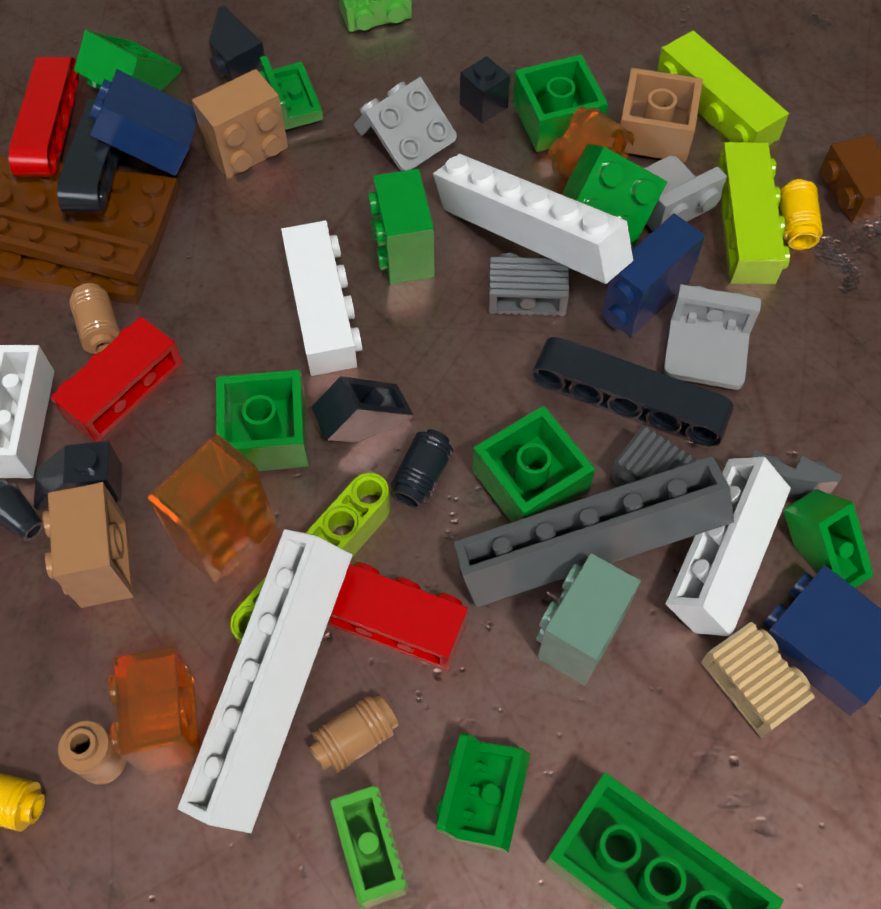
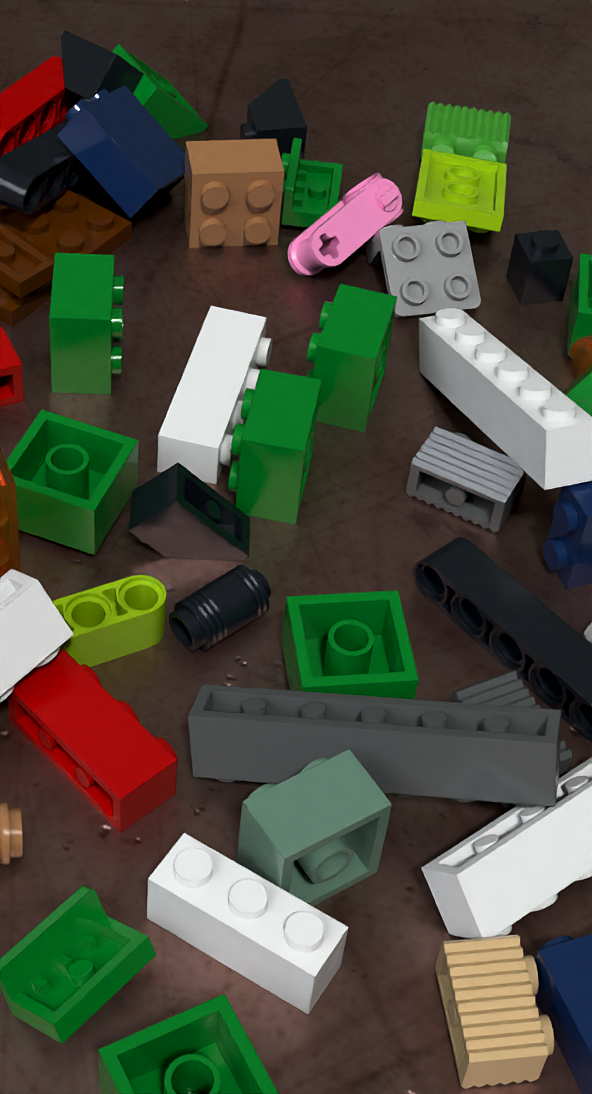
camera: 20 degrees right, 15 degrees down
(81, 63) = (94, 68): none -> black slope
(200, 284) = (85, 323): none -> green brick
(335, 114) = (346, 226): none -> bright pink piece
(392, 324) = (274, 445): none -> green brick
(397, 48) = (461, 190): none -> lime plate
(576, 700) = (246, 922): none -> white brick

